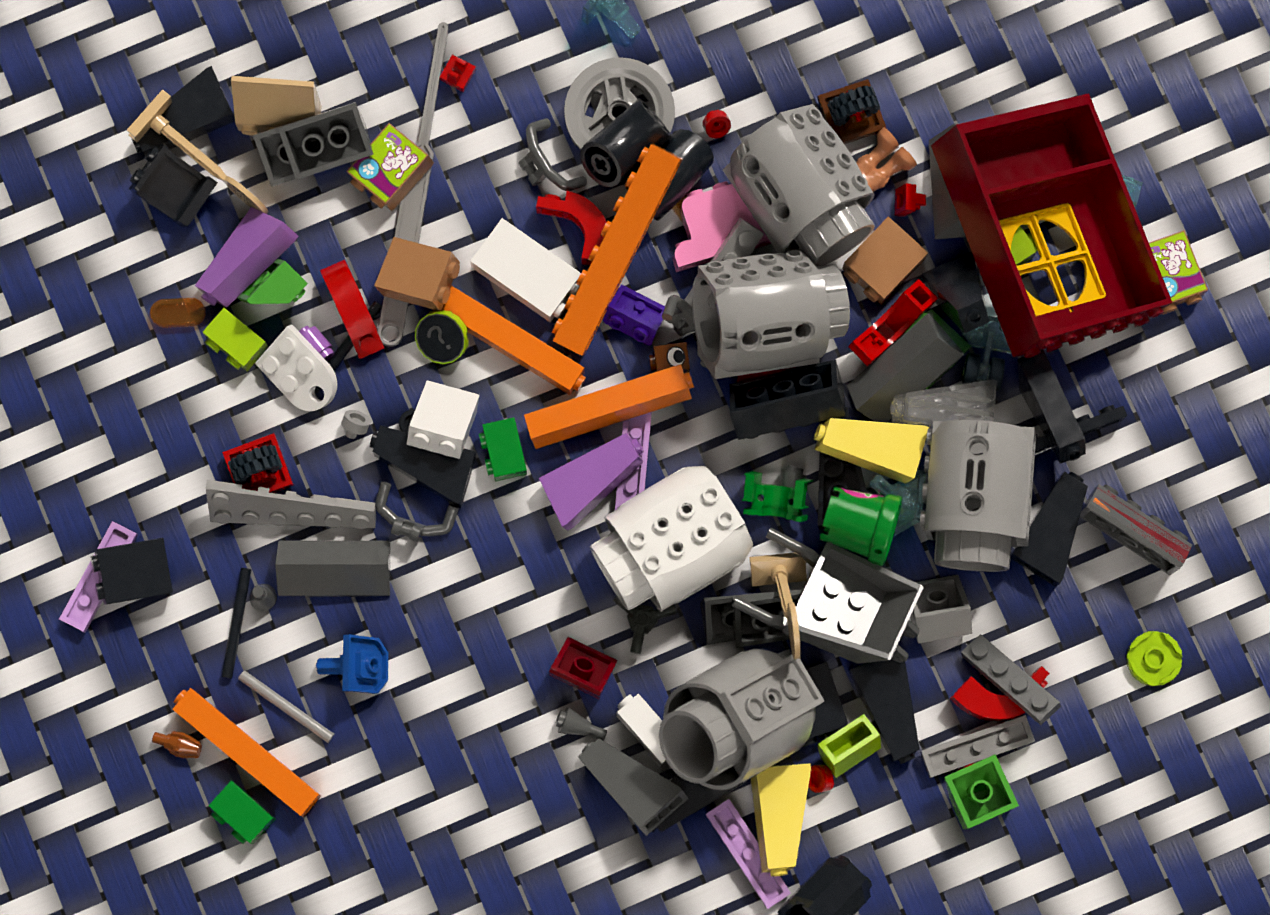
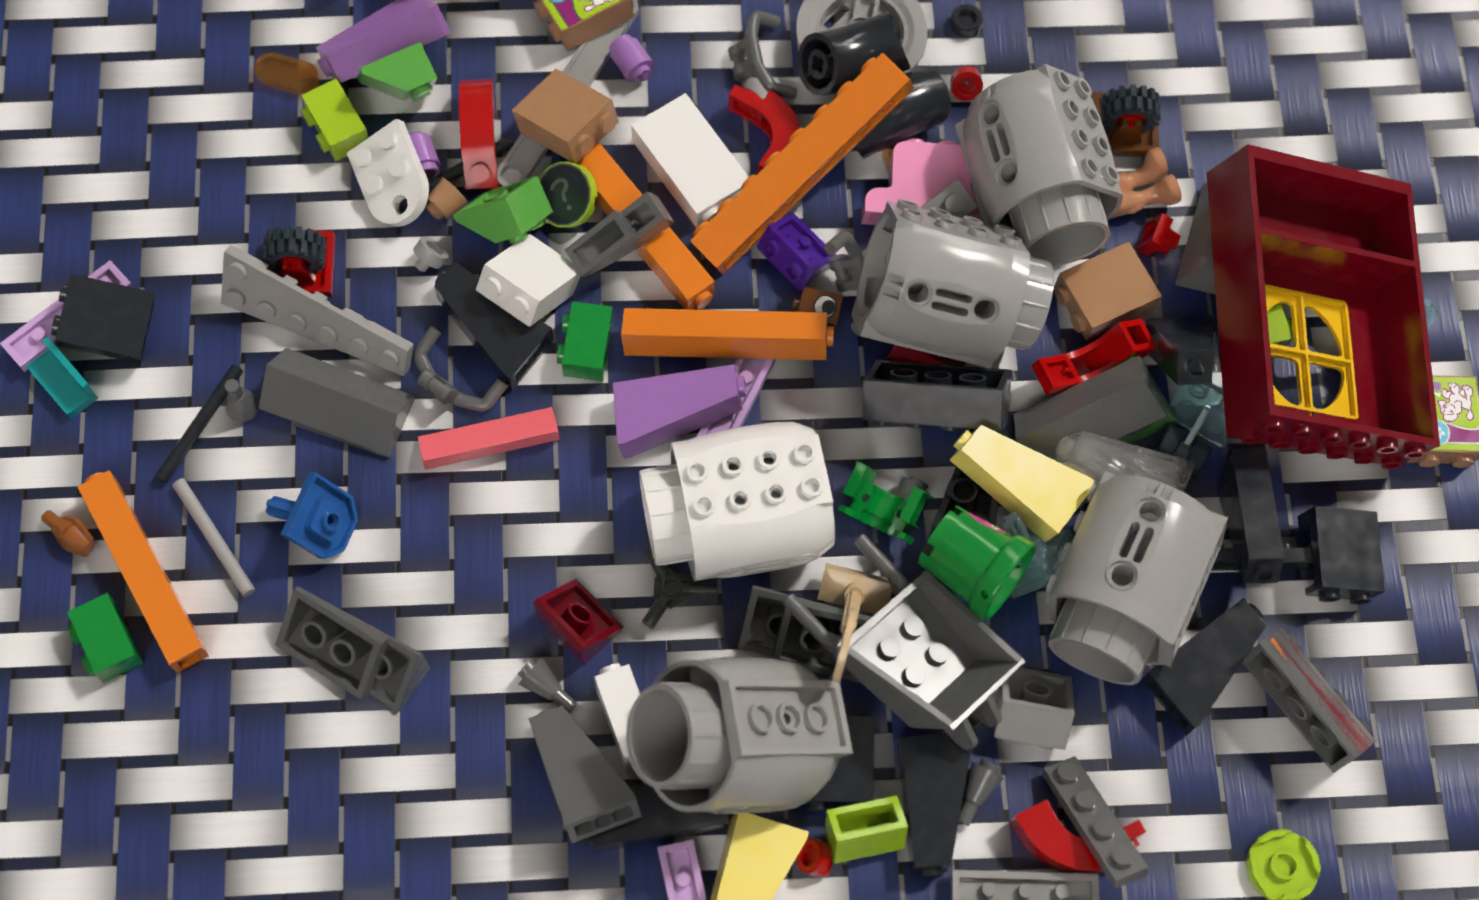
camera: 20 degrees right, 10 degrees down
(117, 629) = (62, 380): none -> teal panel
(349, 375) = (445, 200): none -> medium nougat hat
(401, 369) = (507, 211): none -> bright green slope
(425, 755) = (350, 651): none -> dark grey slope
(446, 200) = (631, 58): none -> medium lavender brick
(459, 552) = (488, 438): none -> coral slope
(498, 358) = (619, 234): none -> dark grey slope
(697, 66) = (966, 20): none -> black tile
(920, 679) = (981, 783): none -> dark grey cone
(1127, 408) = (1344, 554): none -> black panel

